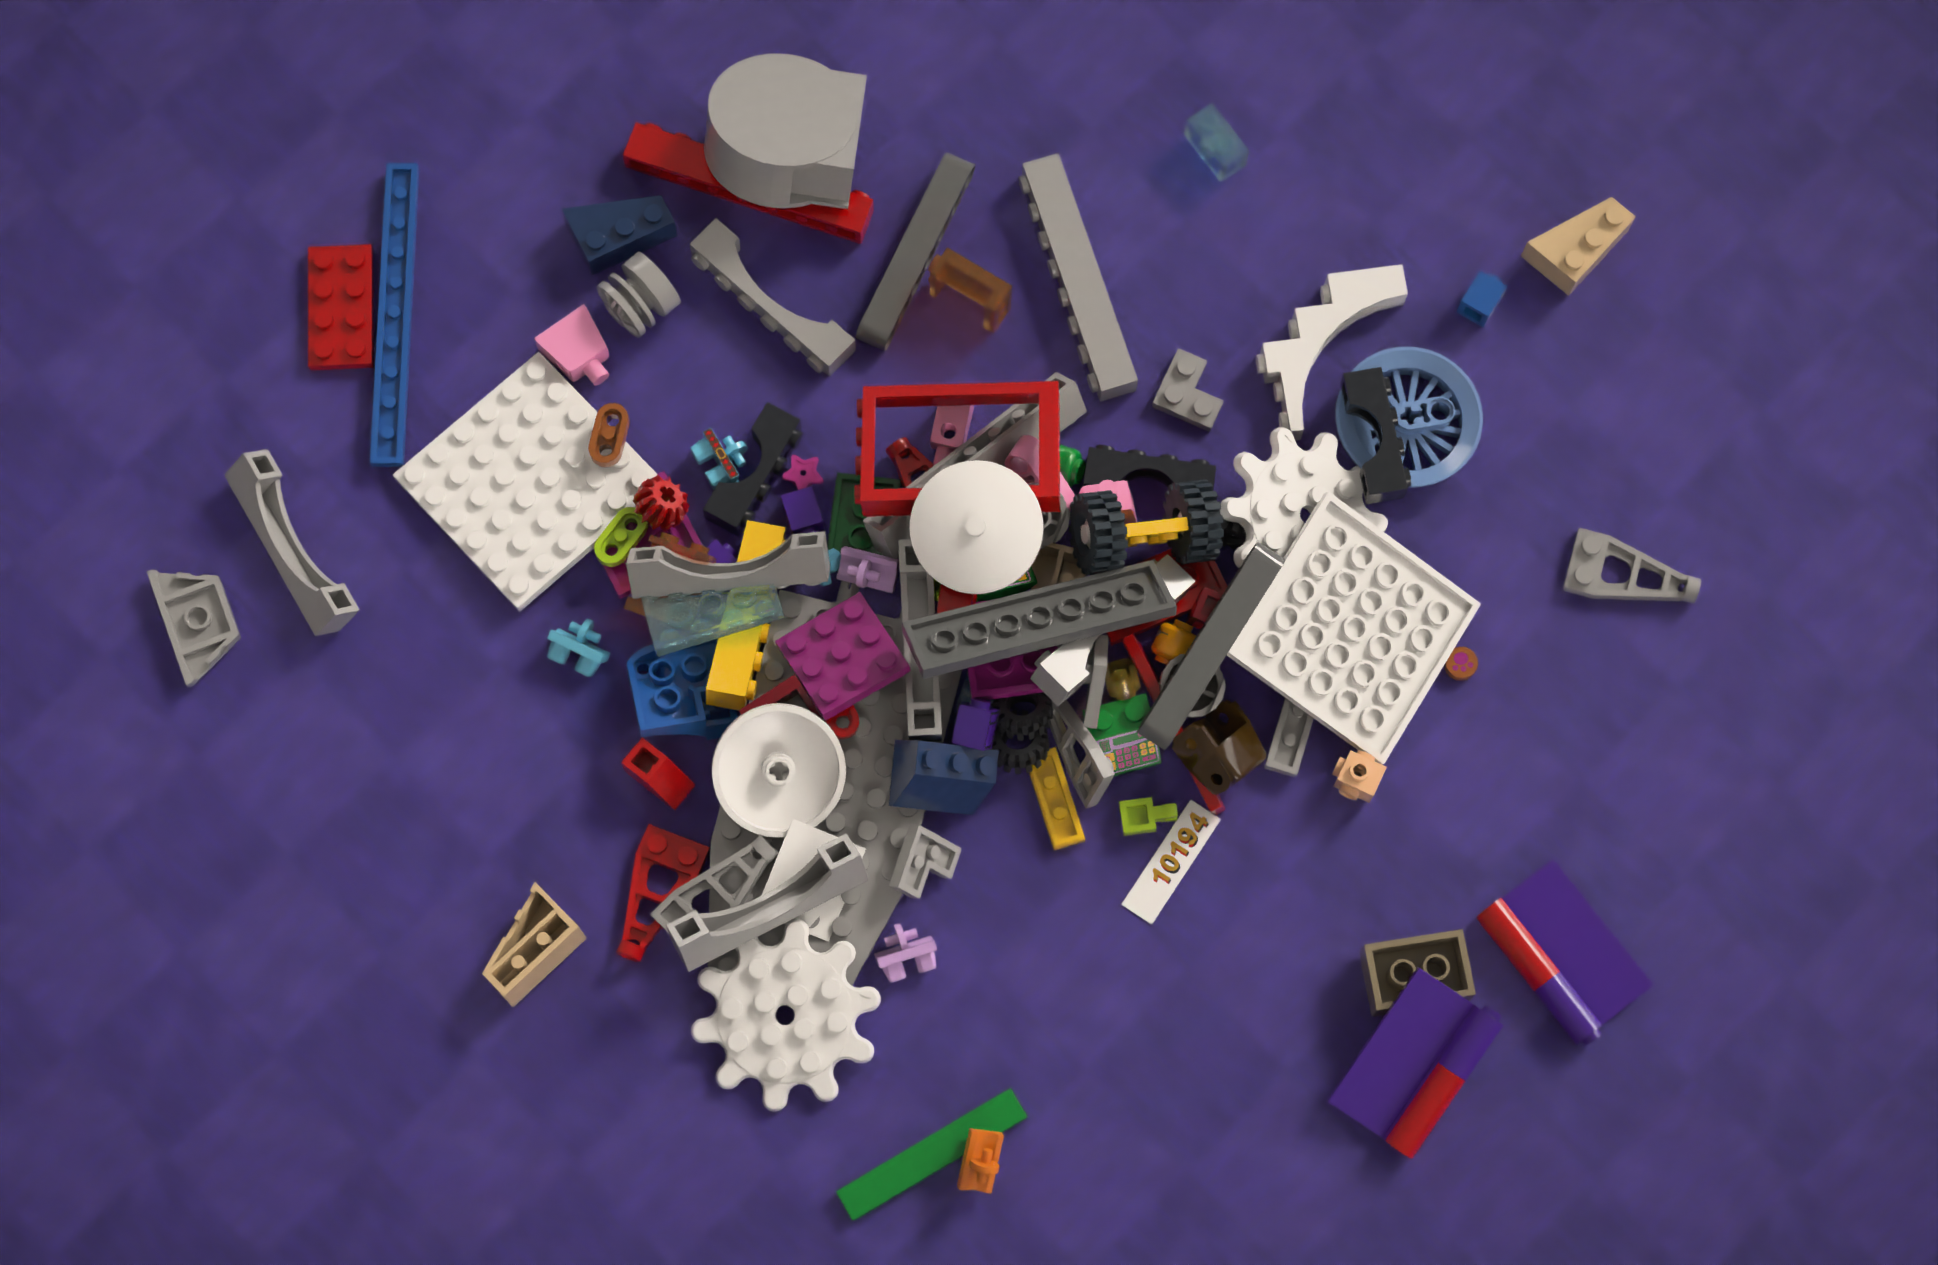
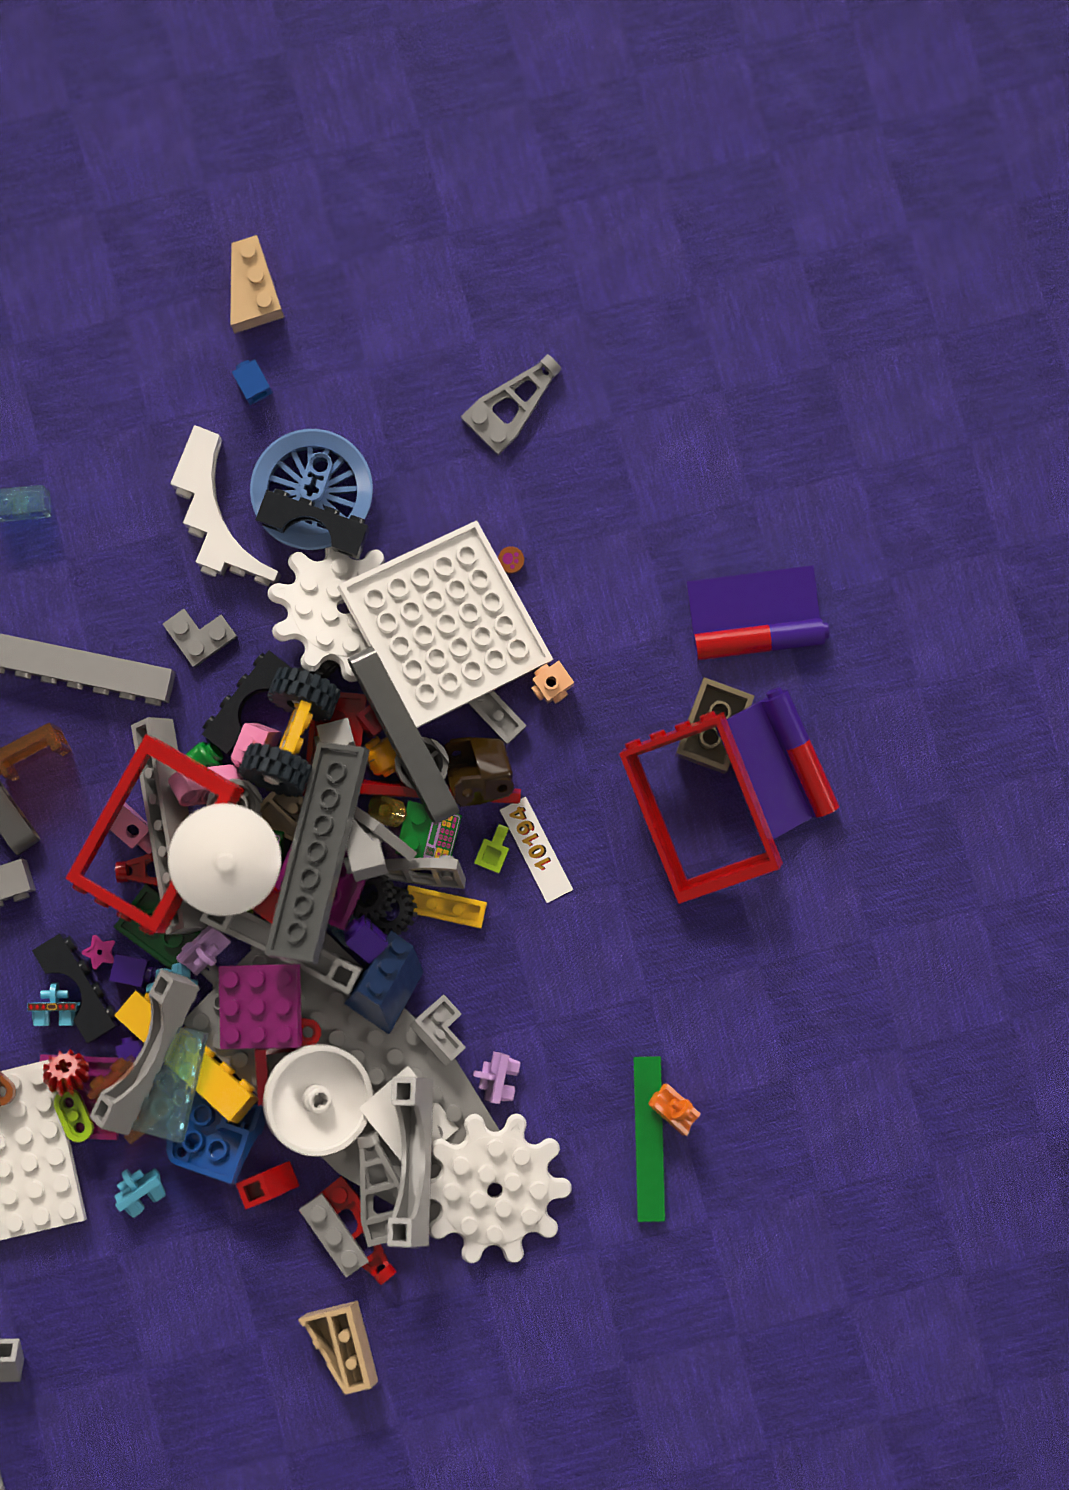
camera: 55 degrees left, 10 degrees up
(643, 872) = (334, 1235): none -> light grey plate
(1274, 969) = (720, 878): none -> red window

